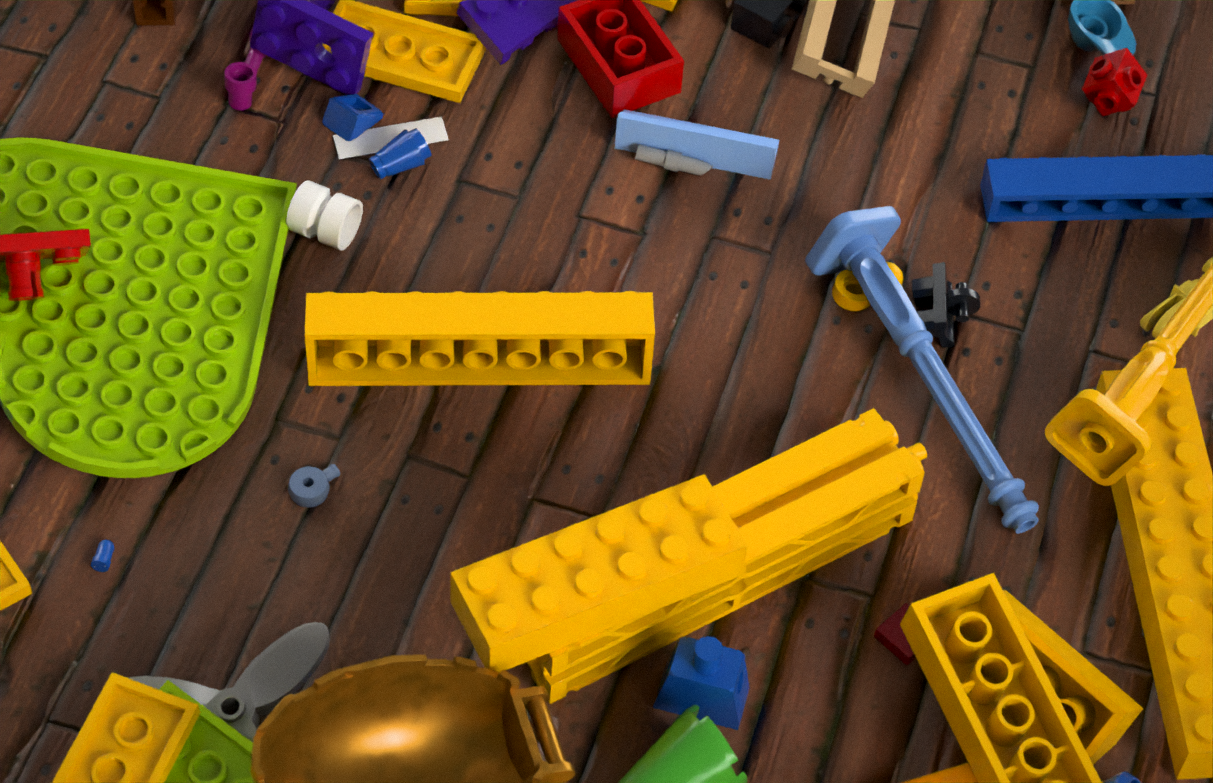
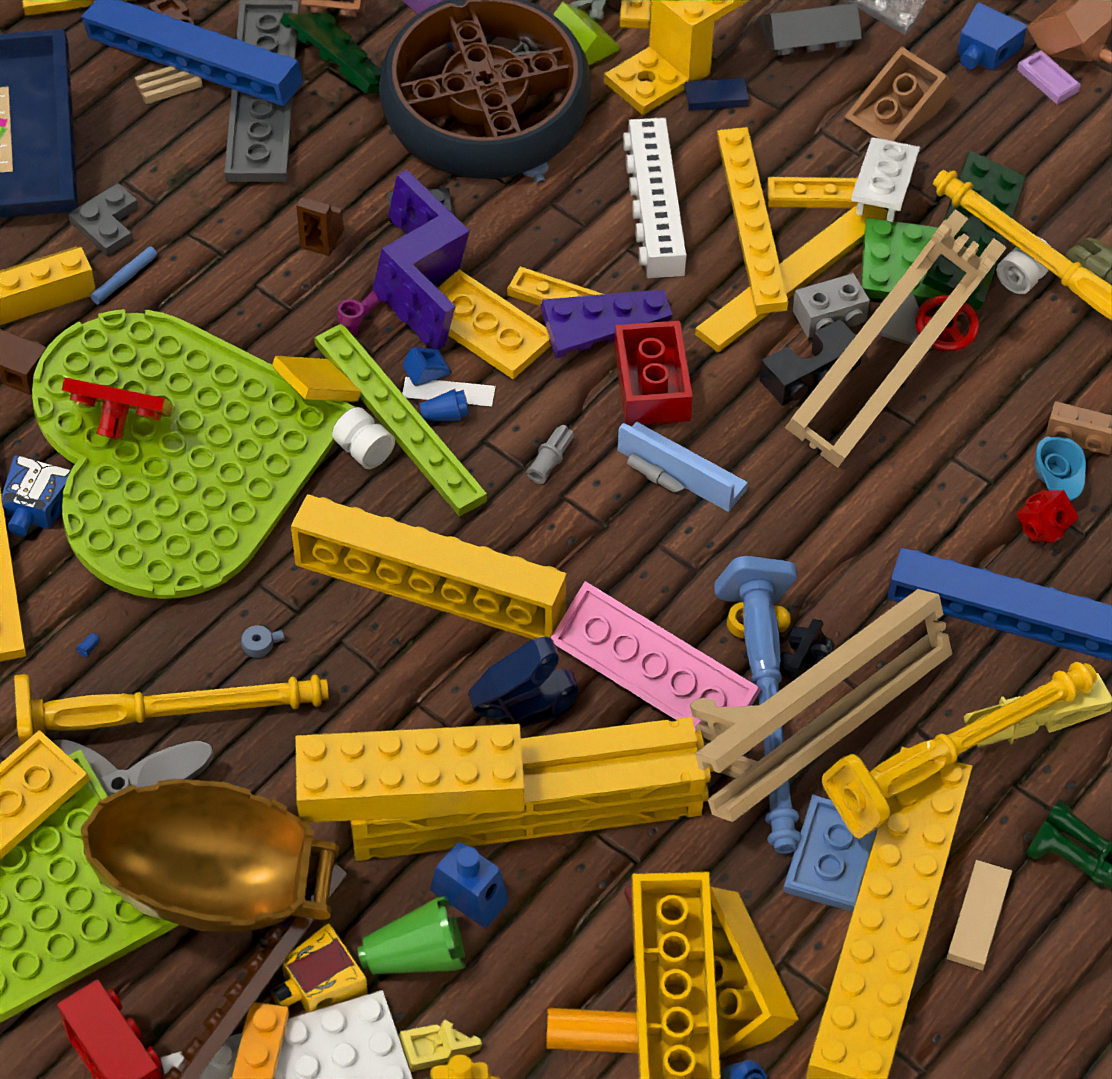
camera: 25 degrees right, 0 degrees up
(88, 660) = (122, 709): none -> yellow piece
(237, 163) = (316, 379): none -> yellow tile
(380, 195) = (402, 421): none -> lime plate
(545, 173) = (550, 454): none -> light grey axle
(658, 437) = (524, 686): none -> dark blue connector
(782, 365) = (646, 657): none -> bright pink plate
(954, 395) = (736, 730): none -> tan piece
(1078, 519) = (828, 858): none -> medium blue tile

